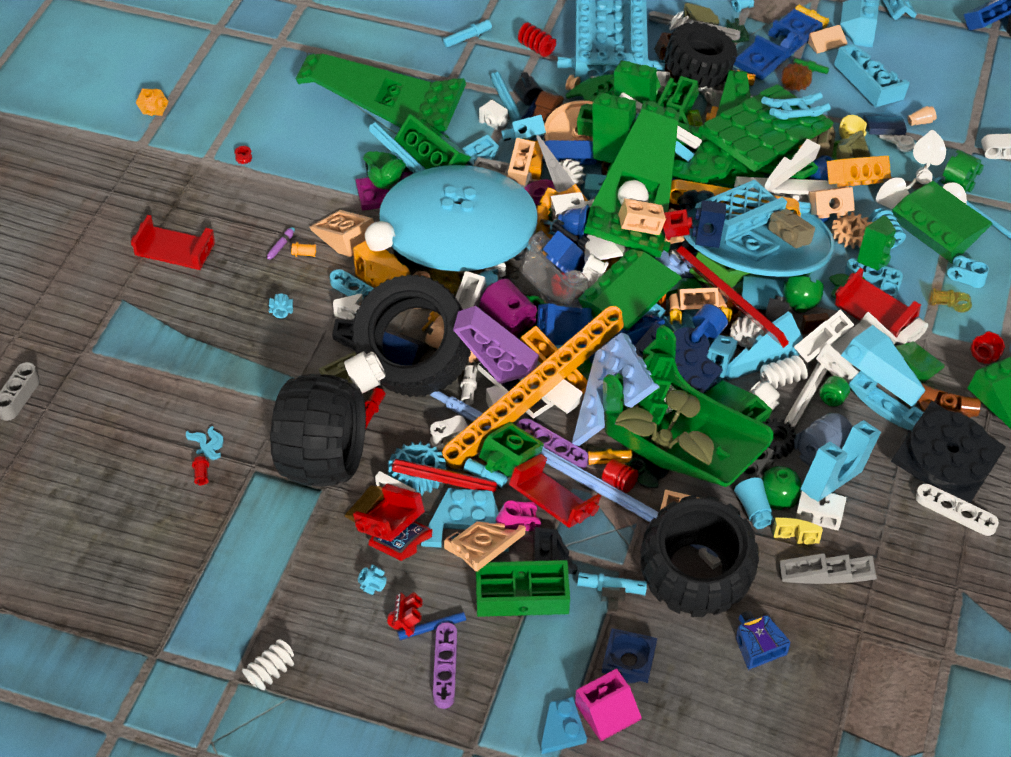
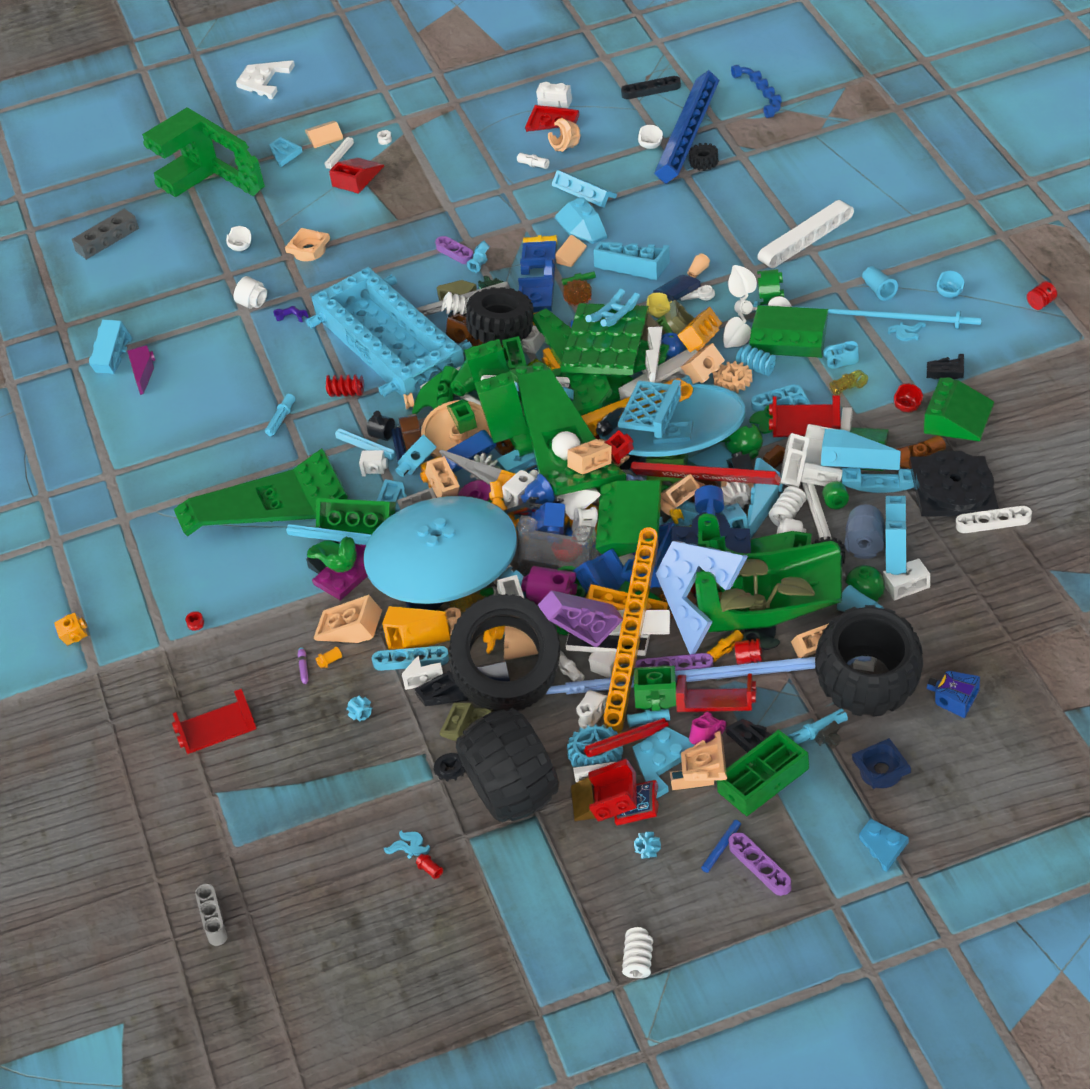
camera: 30 degrees left, 5 degrees down
(365, 370) = (501, 696): white piece -> none
(379, 236) = (399, 600): white hair -> none
(405, 613) = (696, 851): red hips -> none
(607, 705) = (901, 804): dark pink slope -> none
(711, 213) = (647, 429): dark blue brick -> none
(791, 228) = (698, 399): dark tan brick -> none
(804, 531) = (908, 602): light yellow slope -> none
(831, 570) = (952, 616): light grey slope -> none
(877, 243) = (766, 373): green slope -> none

